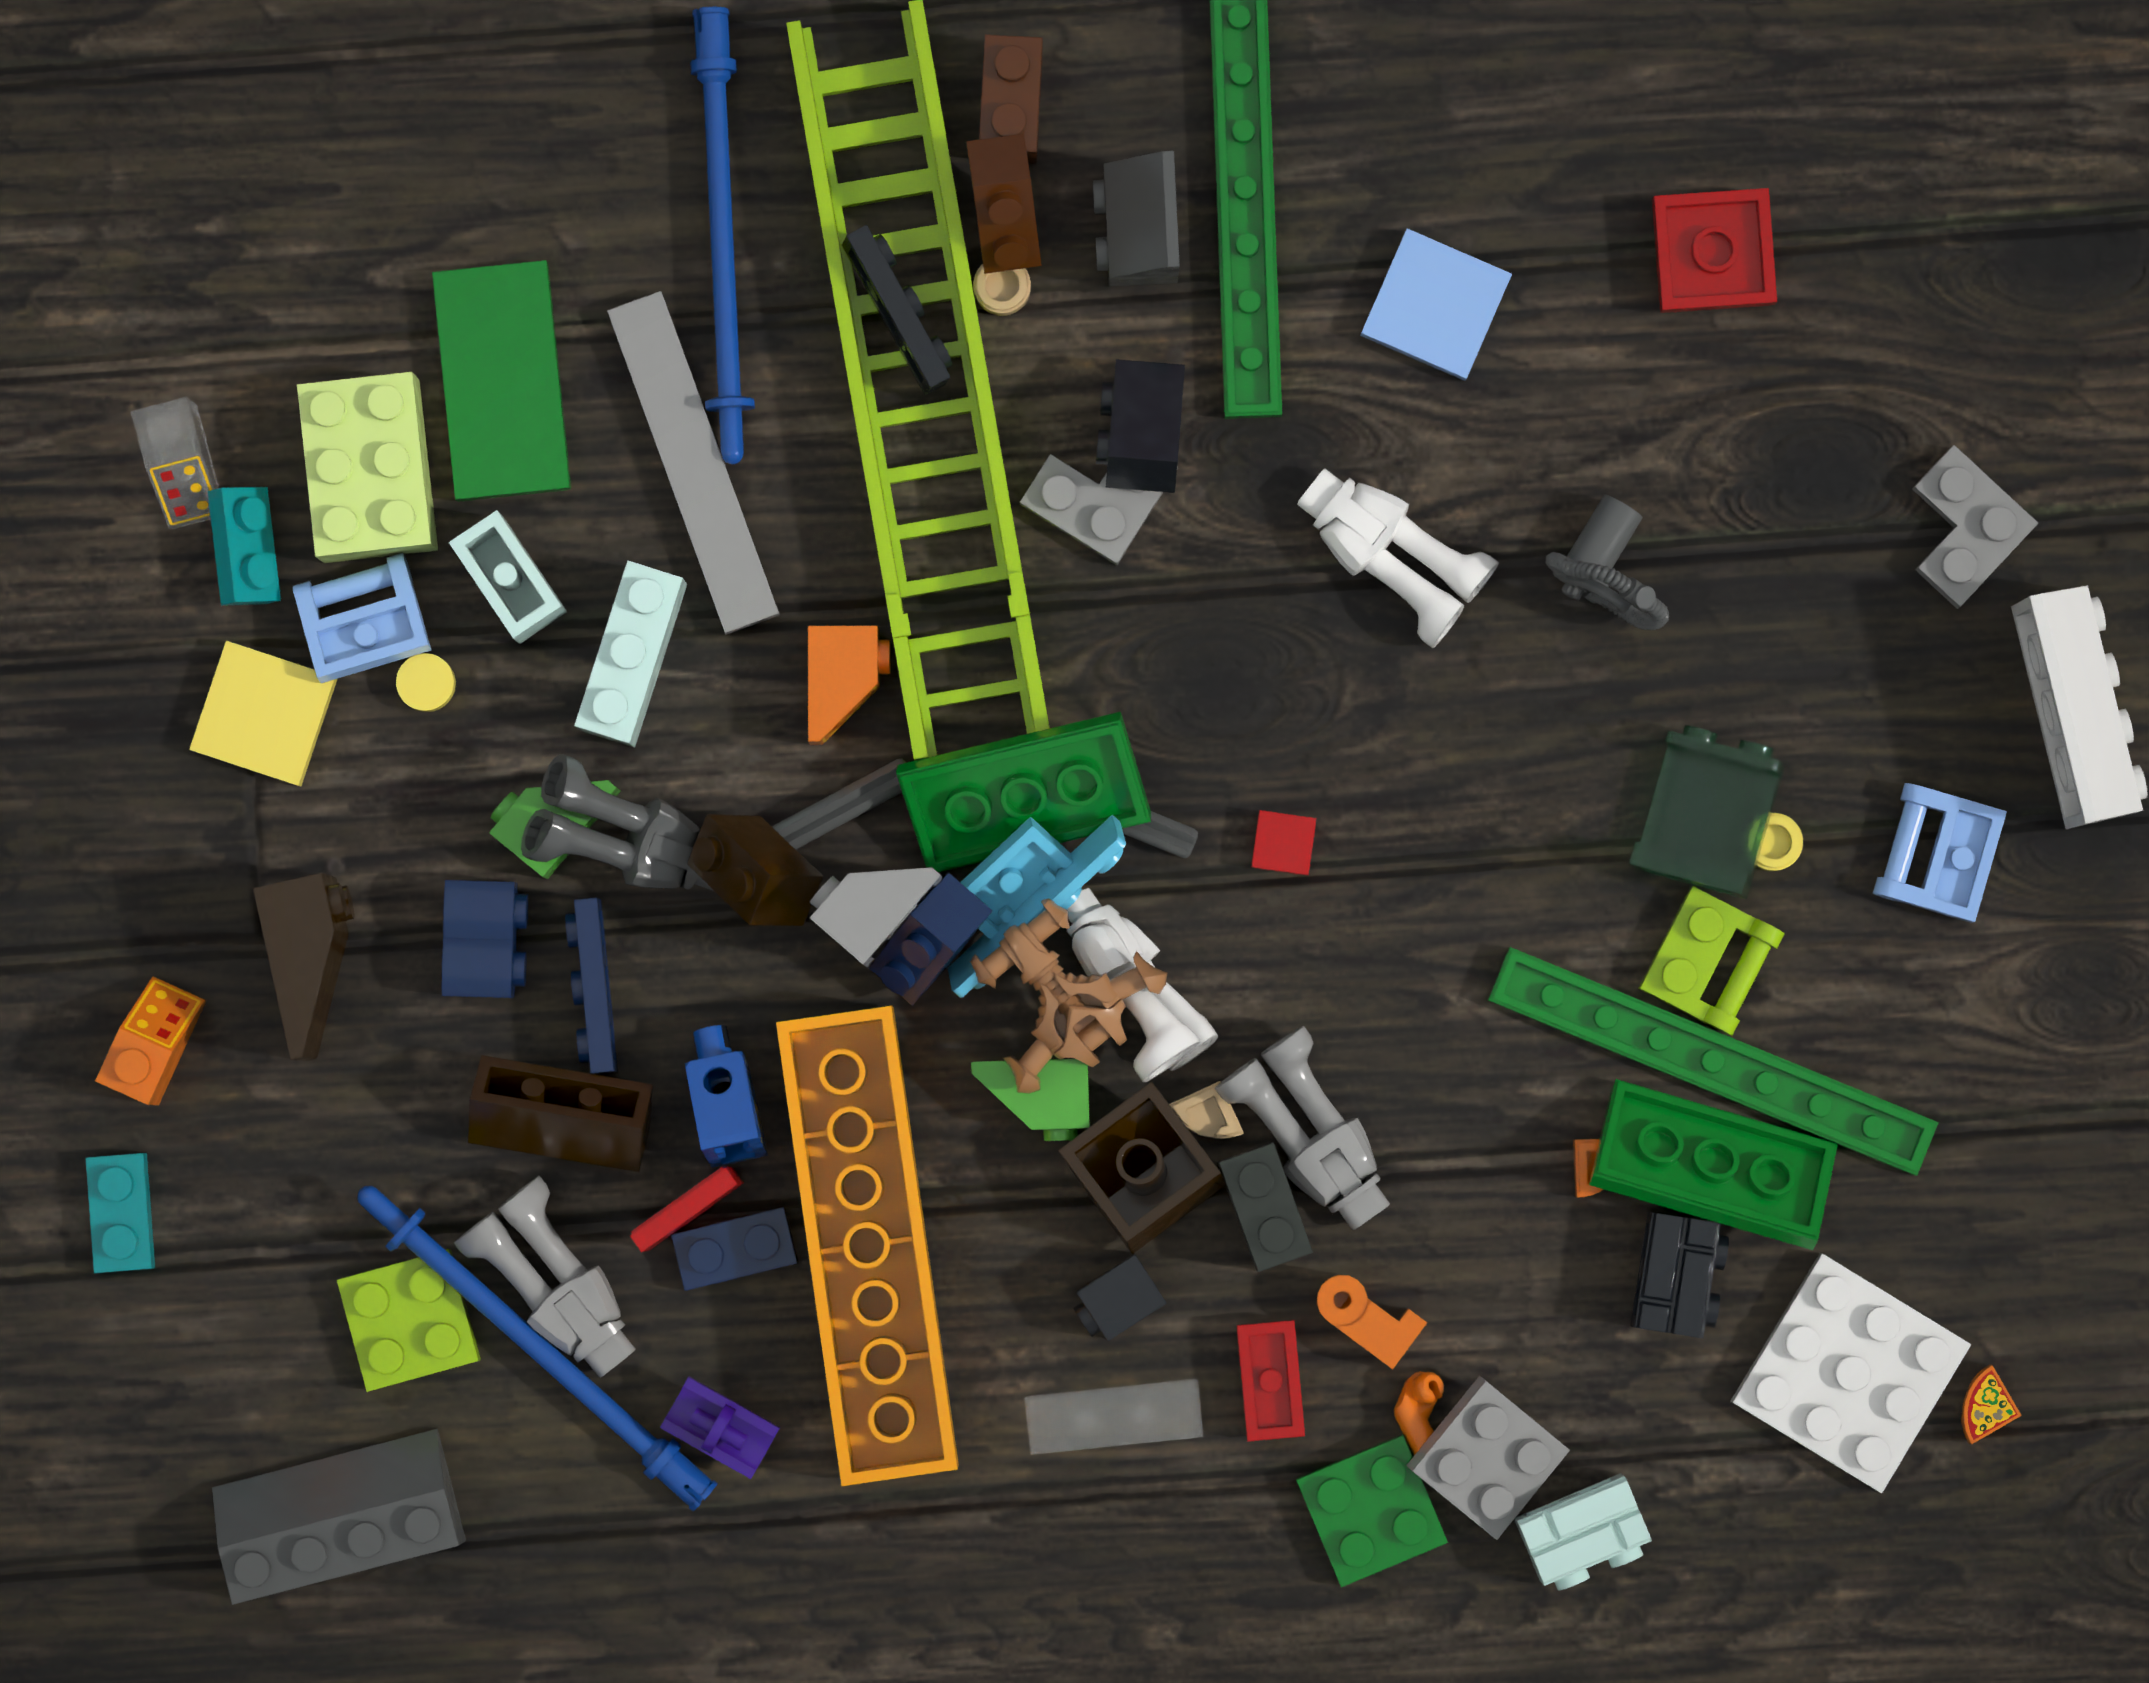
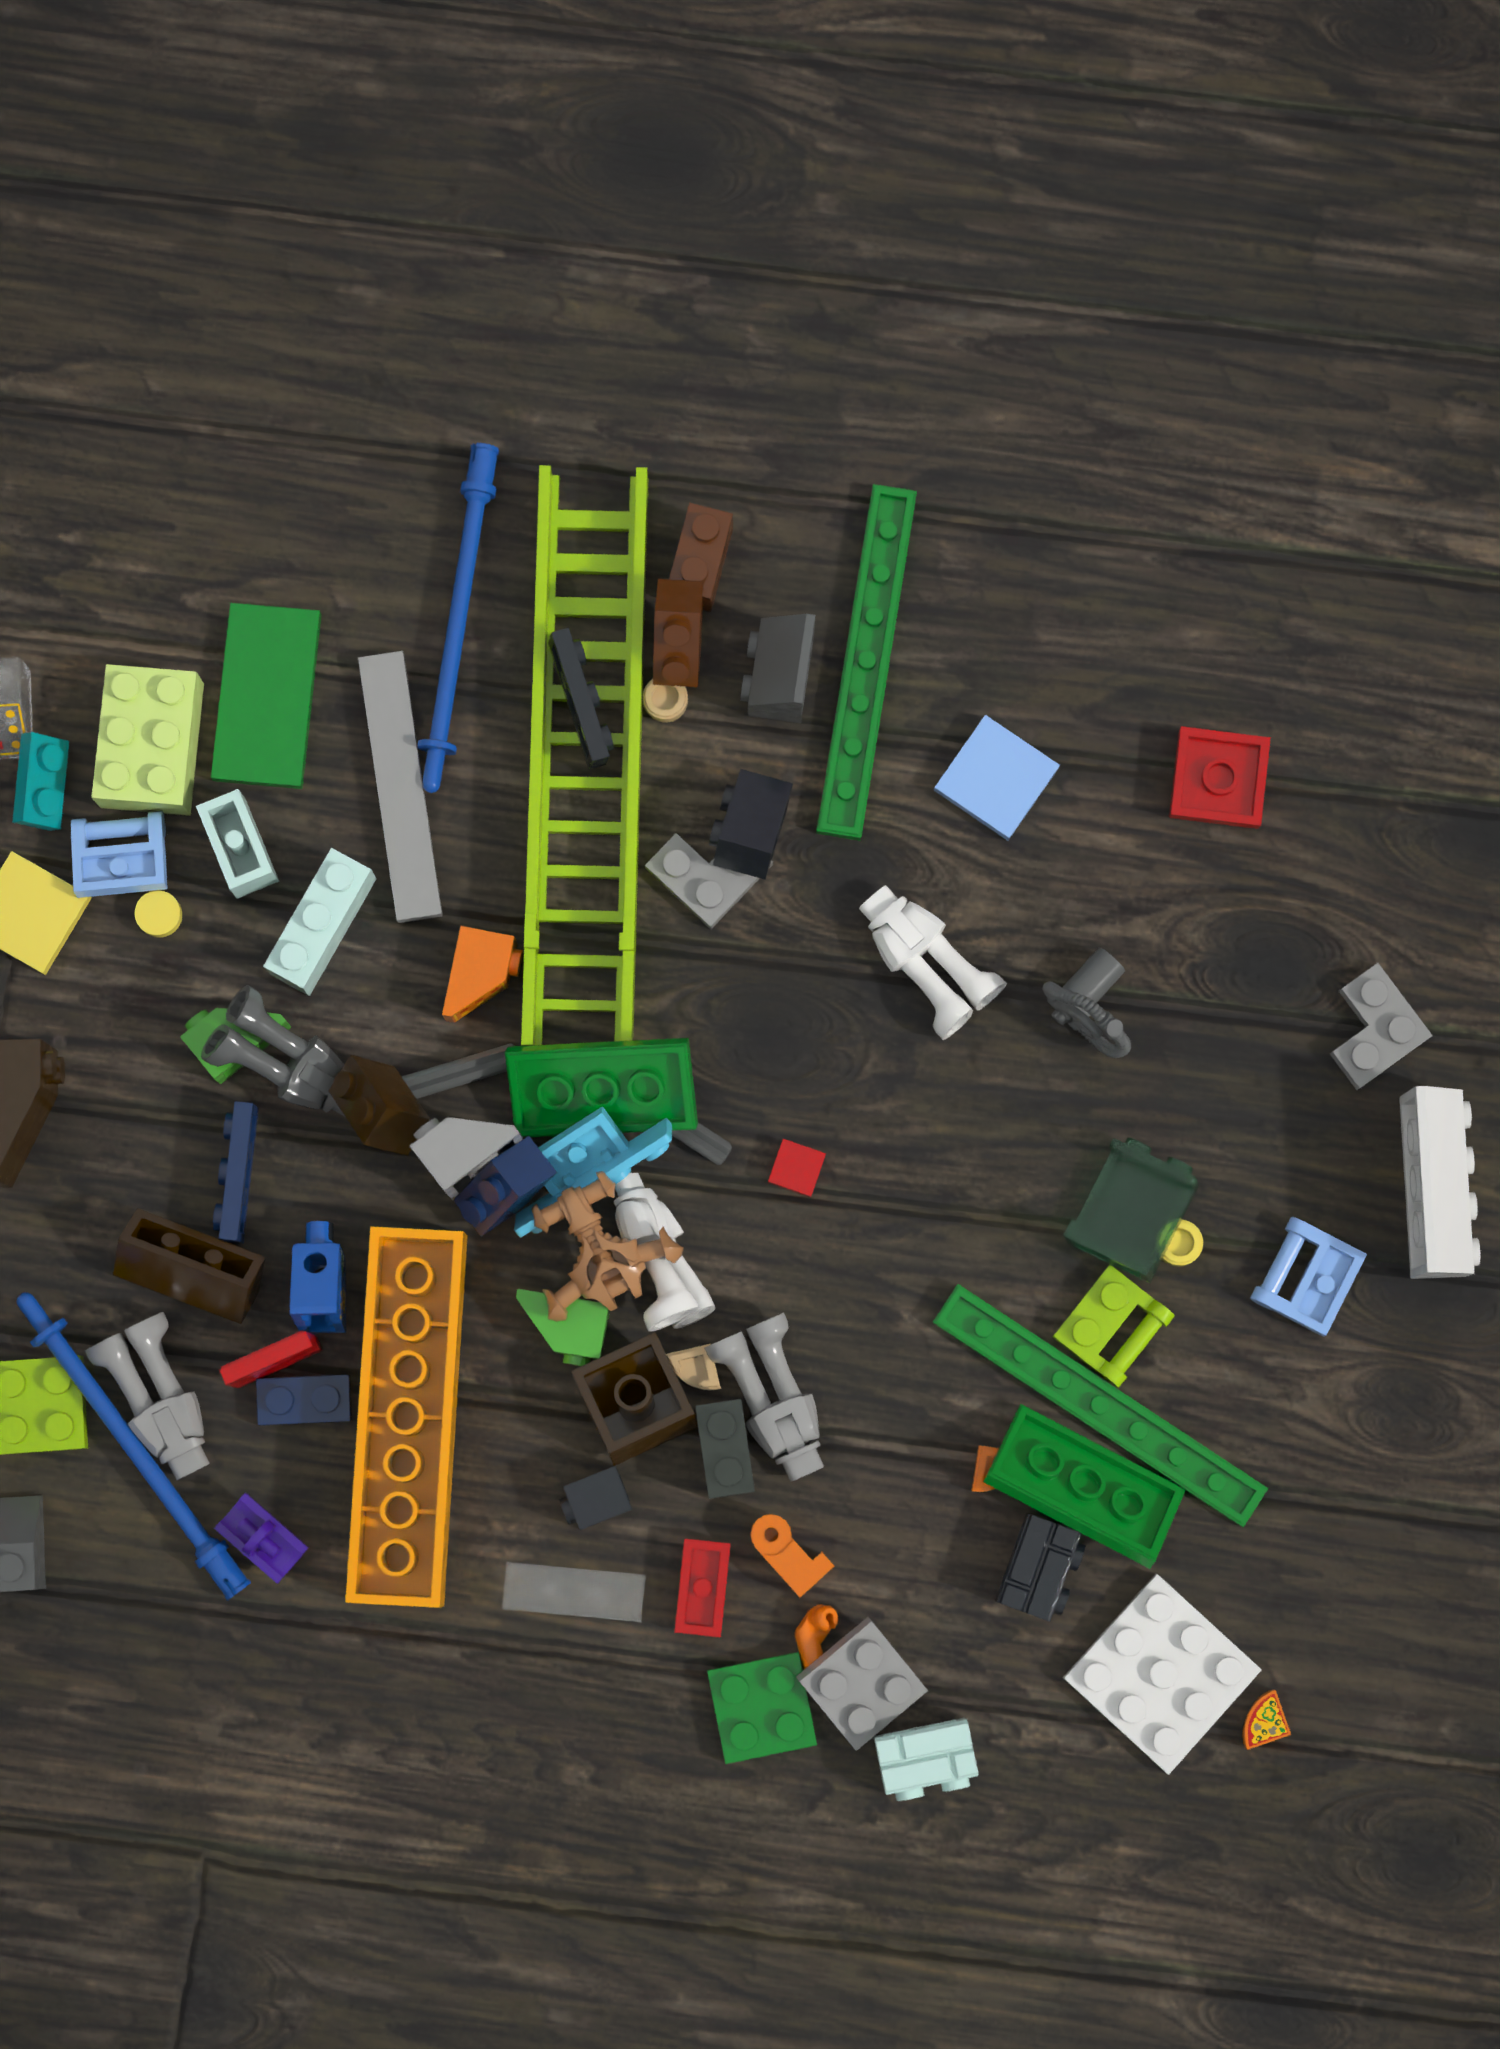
camera: 10 degrees right, 5 degrees down
(481, 939) = (158, 1119): dark blue brick -> none

